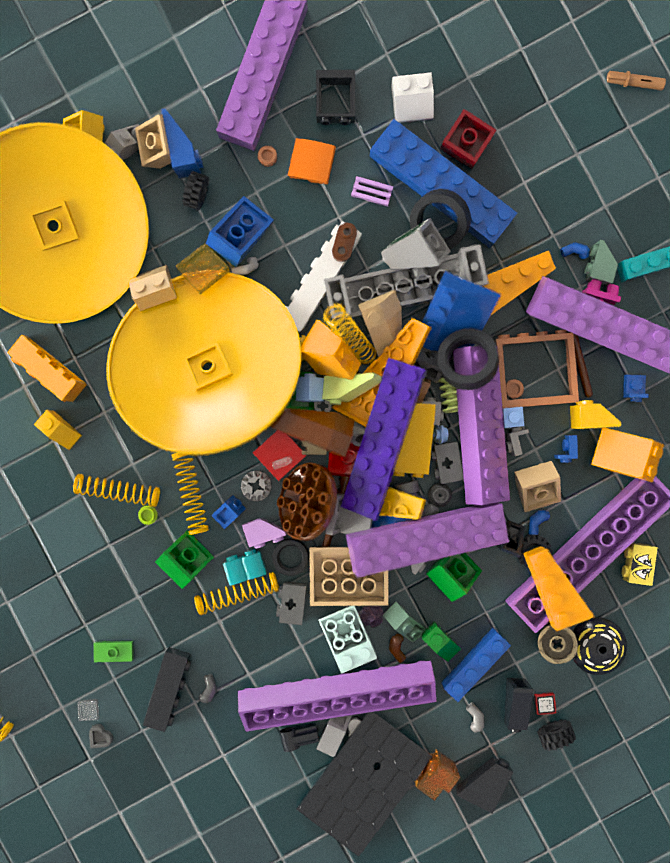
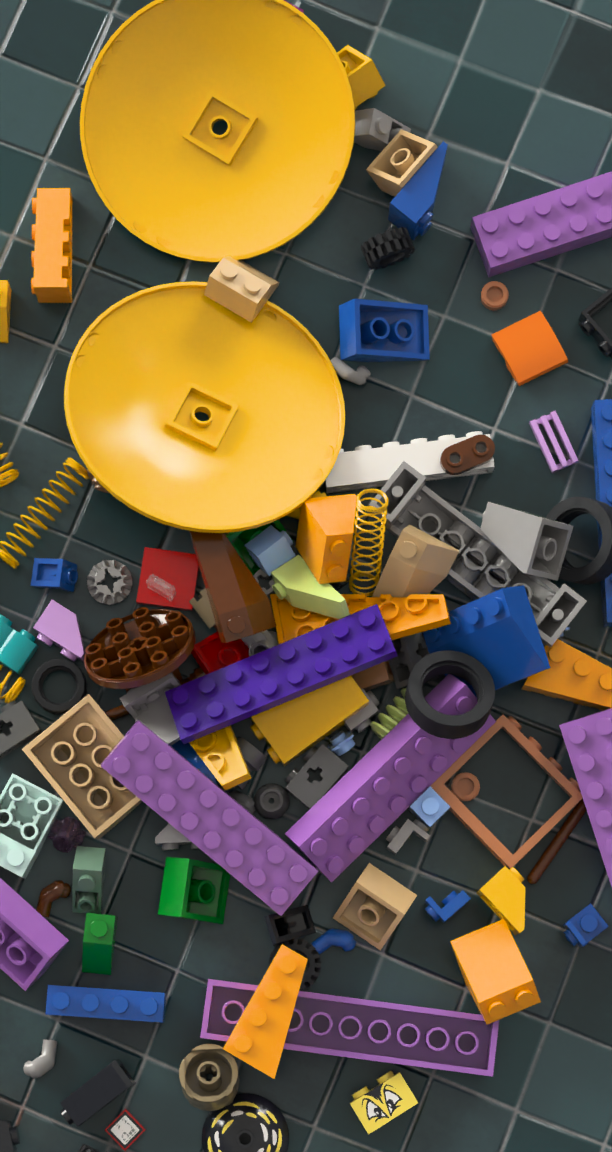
camera: 45 degrees right, 10 degrees down
(203, 268) = (308, 324): clear yellow plate -> none

